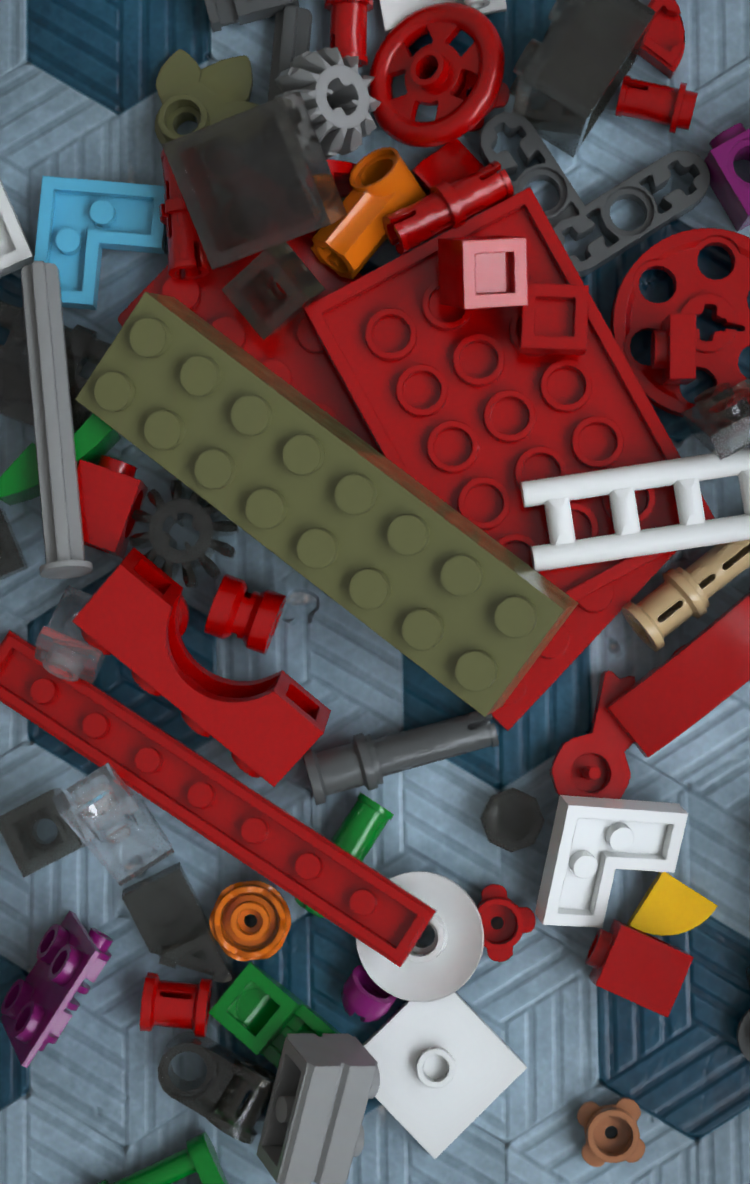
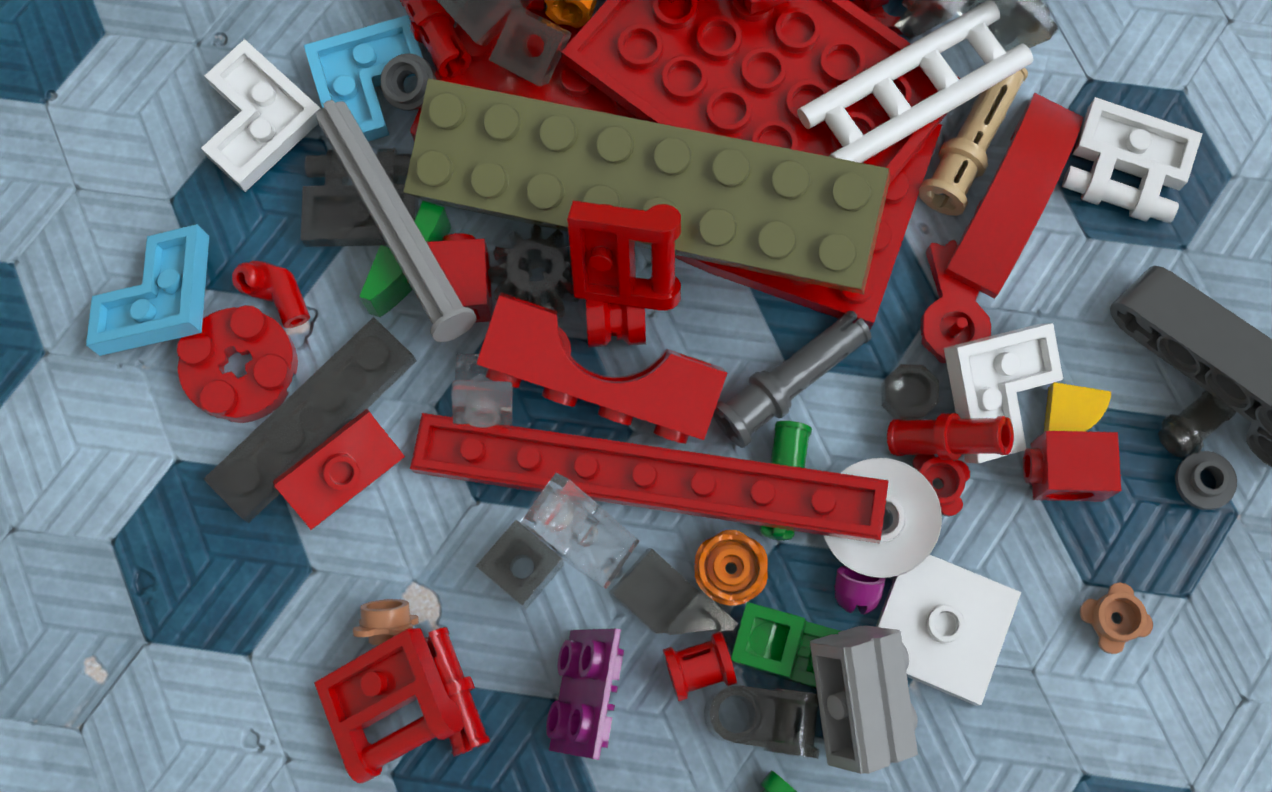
camera: 25 degrees left, 10 degrees down
(118, 265) = (393, 79): none -> dark grey plate
(250, 560) = (604, 254): none -> red plate
(524, 888) = (950, 436): none -> red pin

